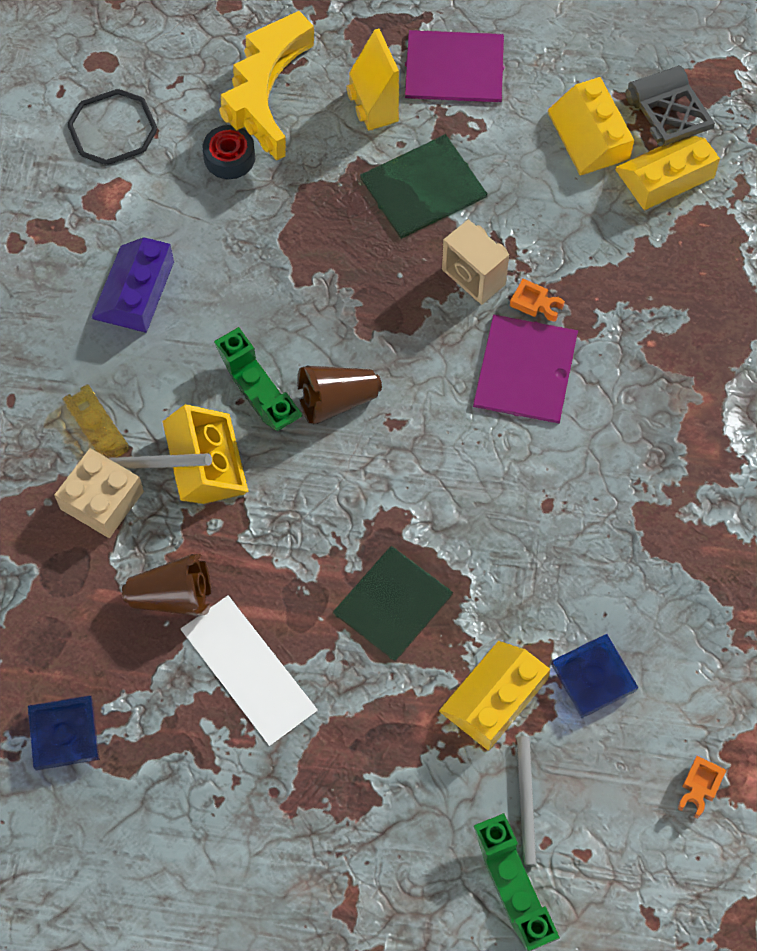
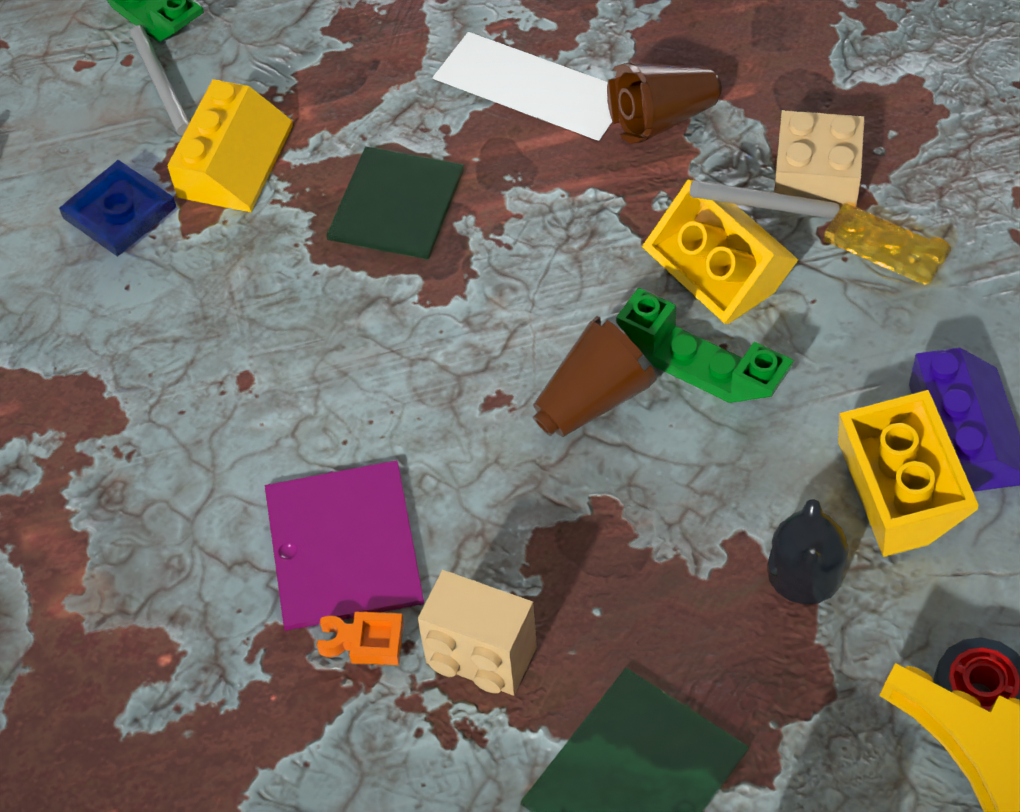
camera: 160 degrees right, 10 degrees down
(194, 258) = (905, 471): none -> yellow slope
(272, 240) = (808, 556): none -> black piece

